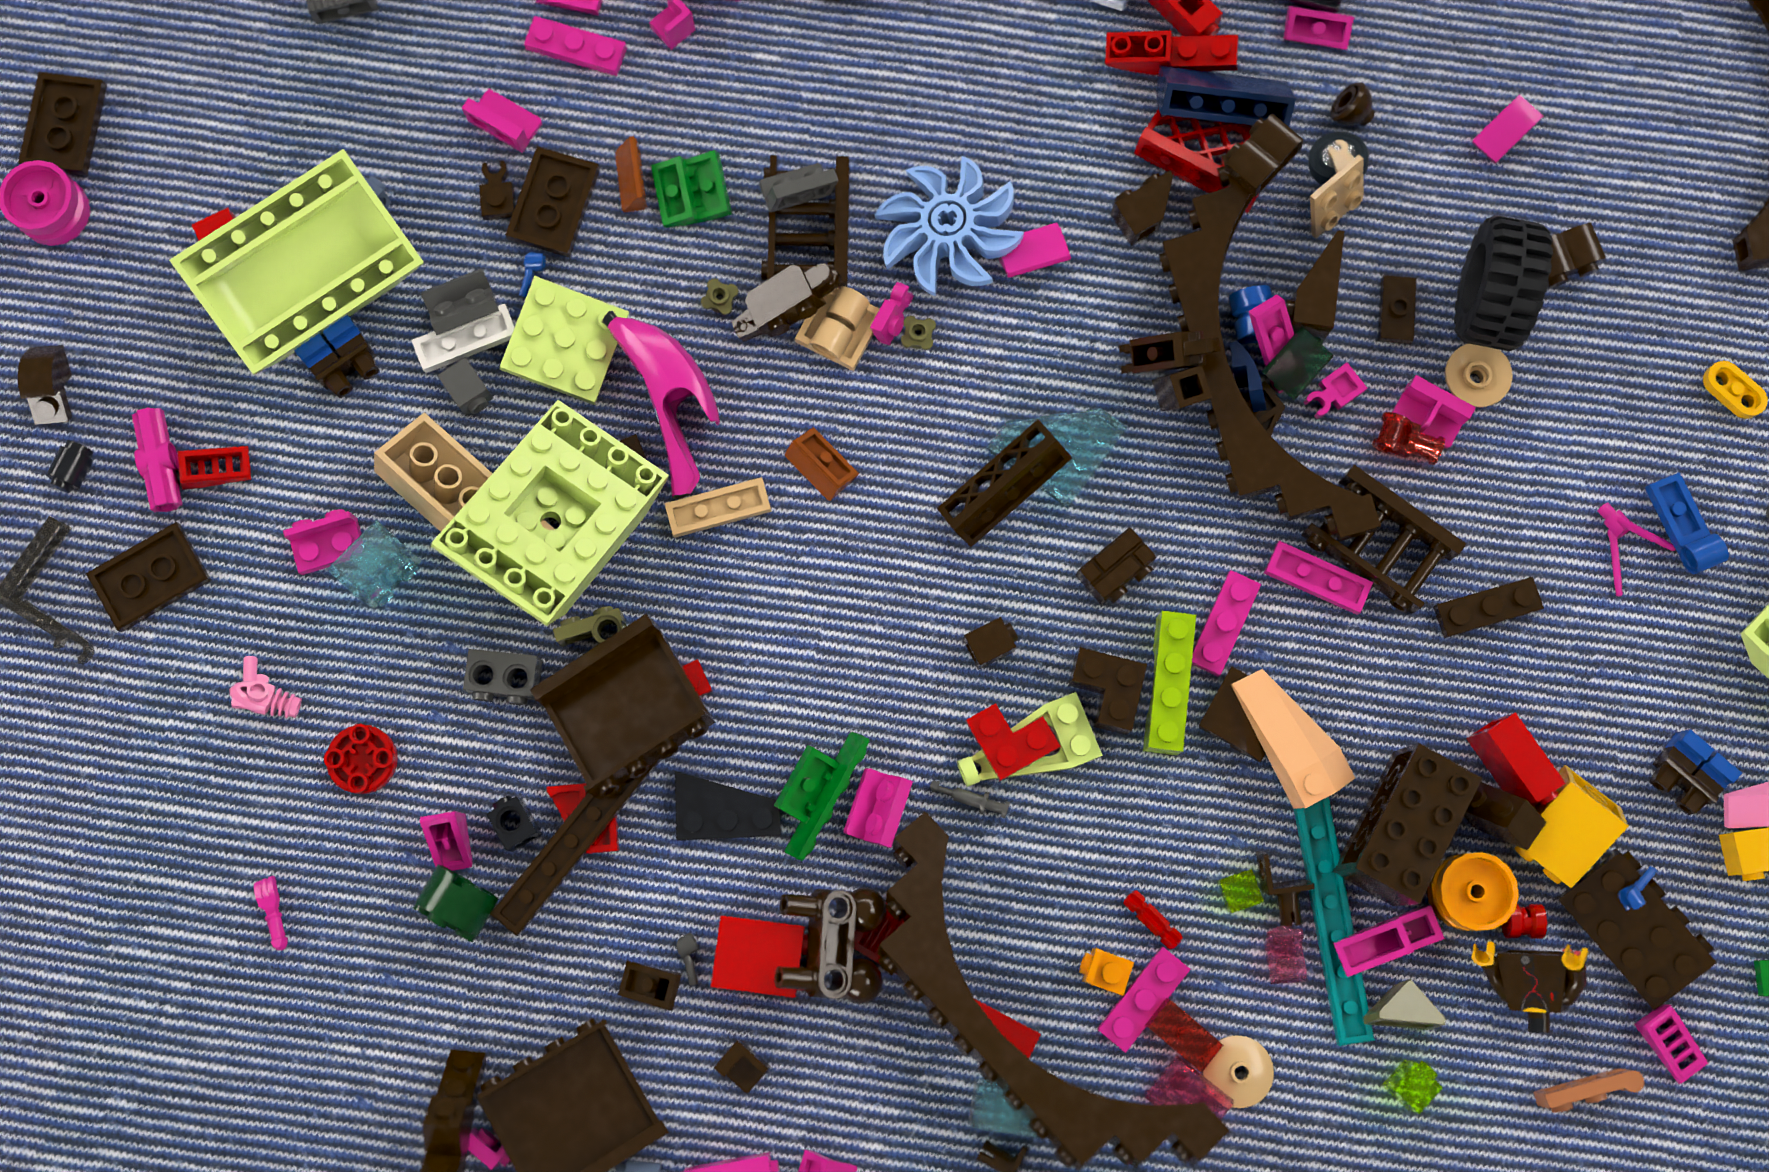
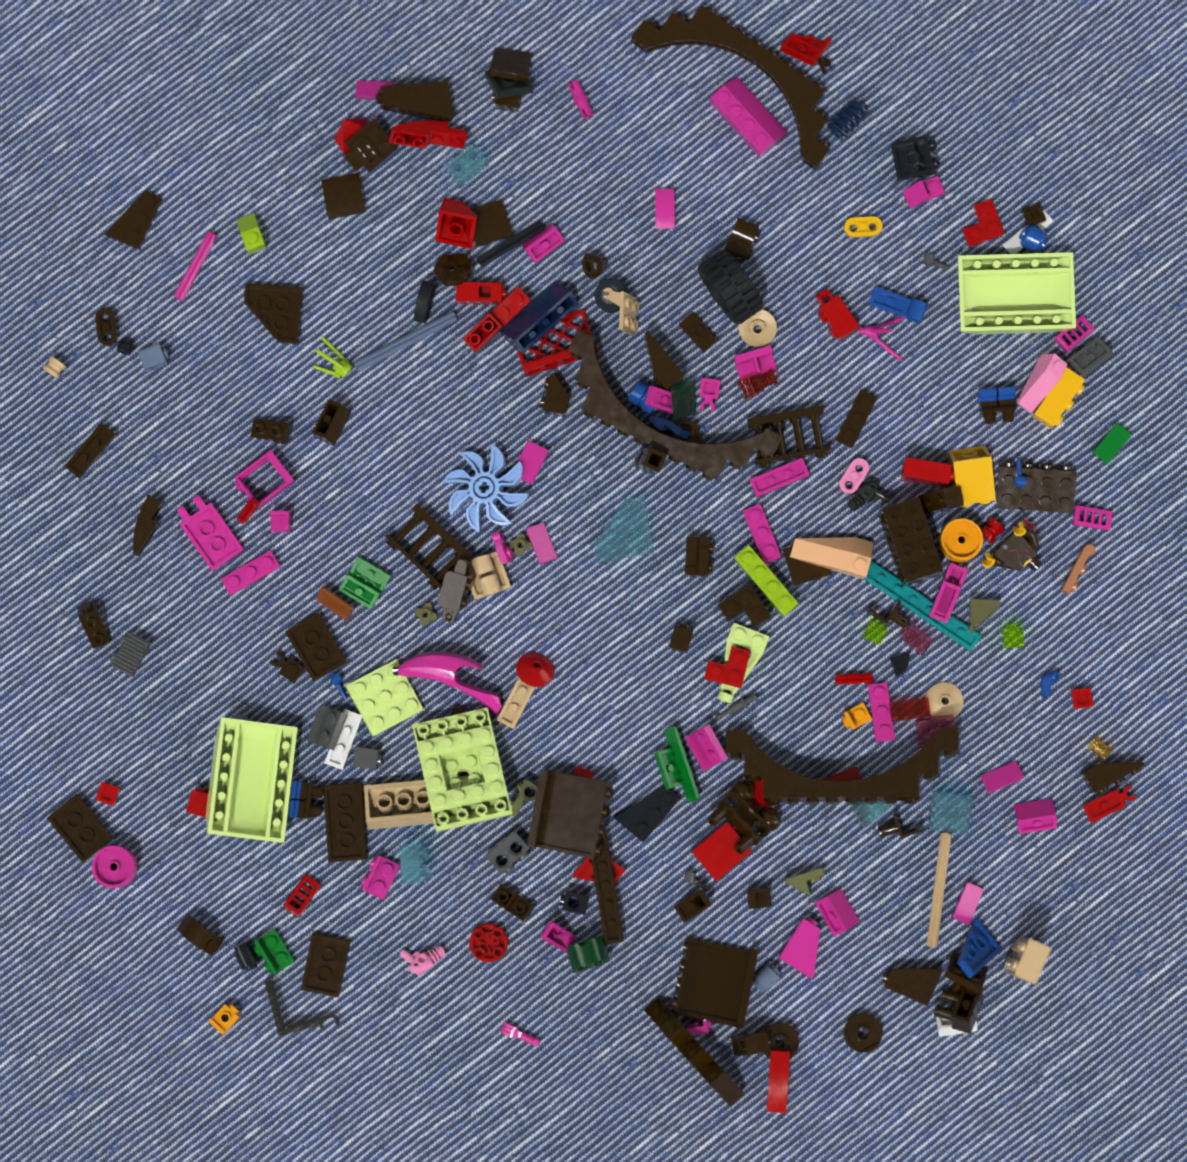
camera: 40 degrees left, 5 degrees up
(105, 496) = (273, 952): none -> green bracket
(136, 118) = (107, 794): none -> red plate
(157, 460) = (277, 917): dark pink piece -> none
(344, 444) = (345, 822): none -> dark brown plate
(443, 742) = (513, 902): none -> dark brown slope
(502, 119) = (256, 634): dark pink panel -> none
(766, 500) = (535, 676): none -> red dish
(797, 186) = (411, 538): dark grey bracket -> none
(814, 1100) = (799, 881): none -> olive slope
(820, 463) = (538, 638): dark orange slope -> none
(944, 357) = (541, 543): none -> dark pink slope
(1007, 487) = (623, 571): dark brown fence -> none
(1168, 352) = (629, 452): dark brown hinge -> none
(1231, 963) = (900, 663): none -> black tile
(1263, 154) = (585, 335): dark brown brick -> none
(1408, 709) = (866, 493): none -> pearl dark grey piece
(1413, 673) = (853, 476): none -> bright pink plate
(1592, 459) = (836, 315): none -> red brick
(1718, 124) = (747, 116): none -> dark pink slope

